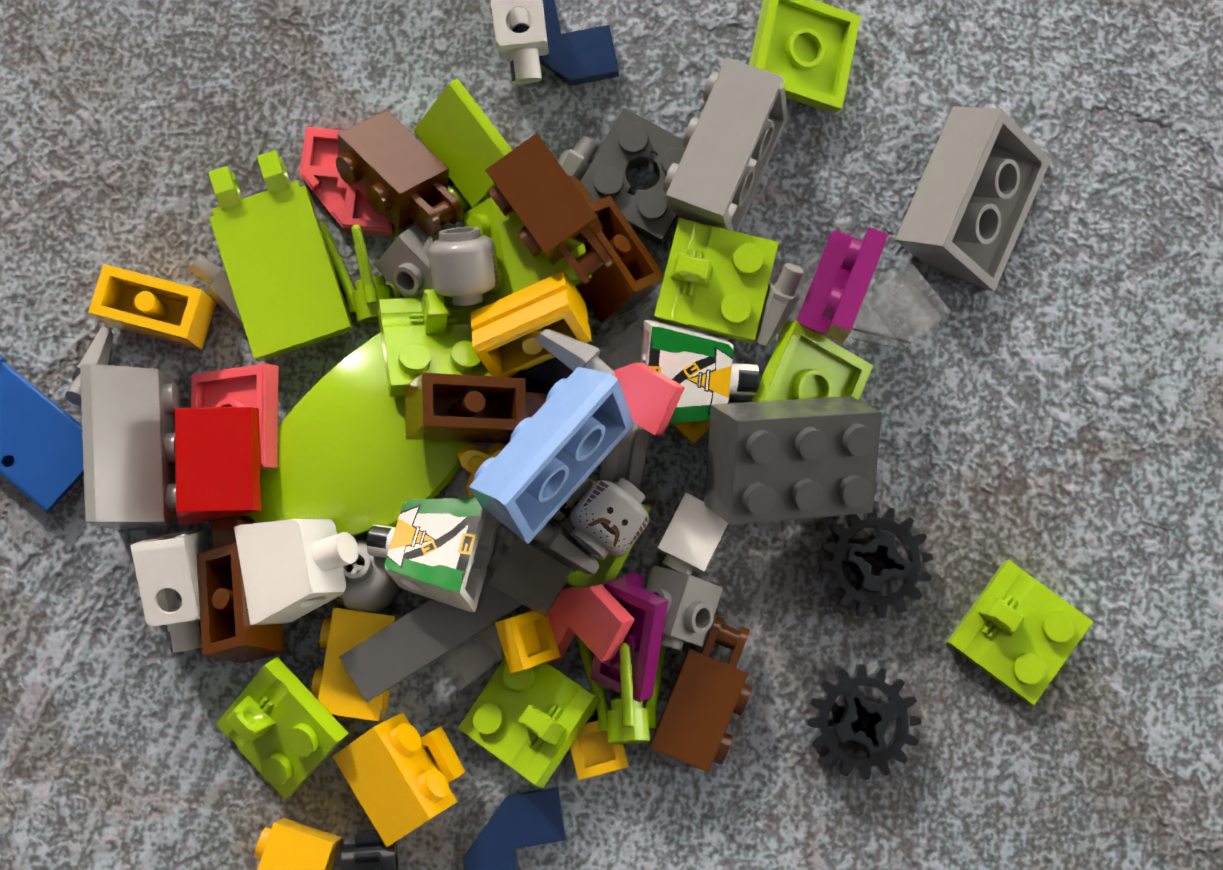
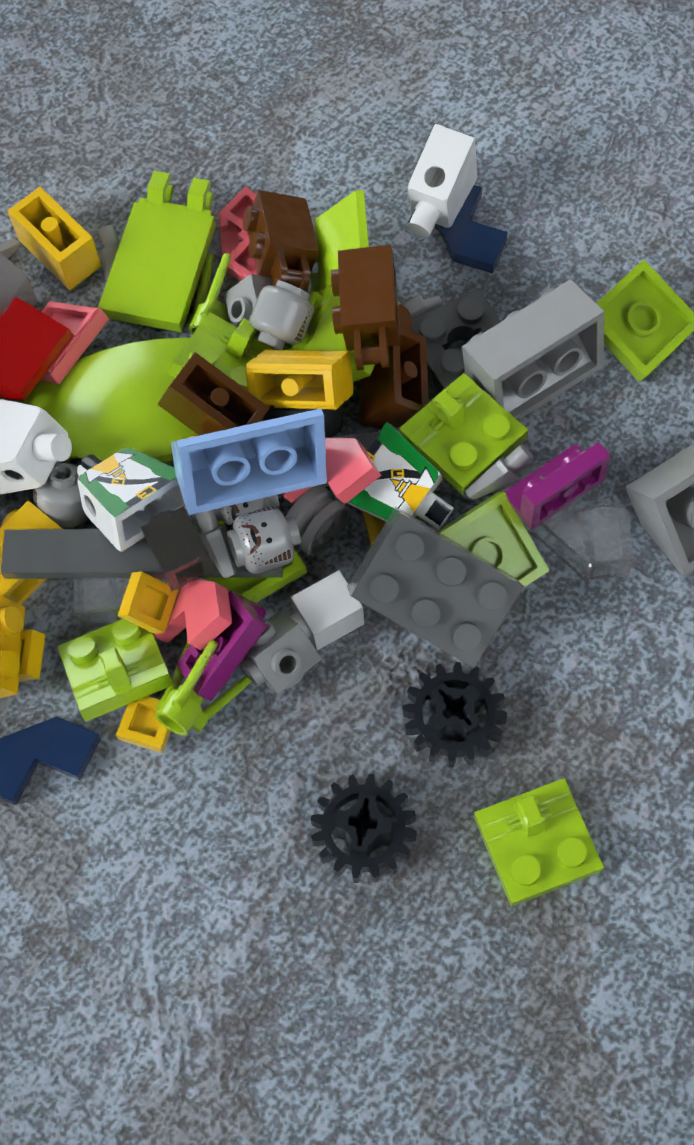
camera: 35 degrees right, 15 degrees down
(572, 351) = (311, 400): light grey bar -> none
(704, 701) = (251, 735): reddish brown brick -> none

